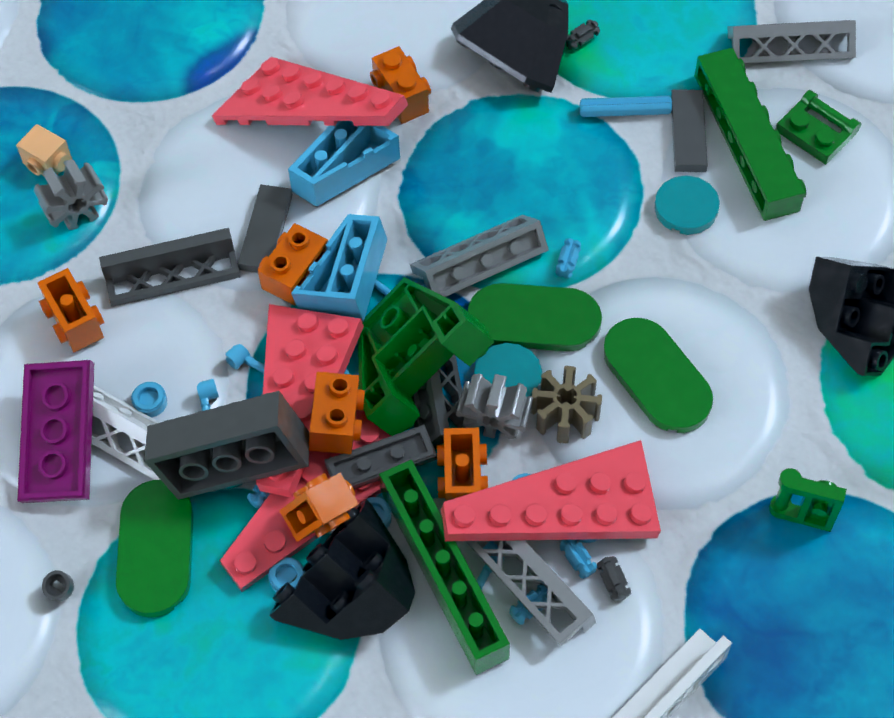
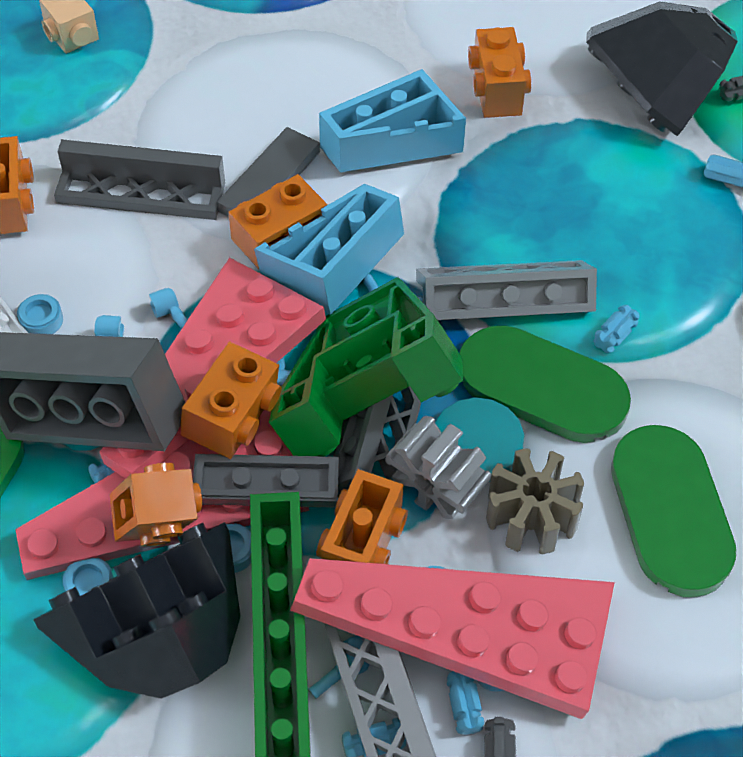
camera: 20 degrees right, 5 degrees down
(71, 194) = (68, 66): light grey gear -> none
(298, 95) = (374, 41): coral wing -> none

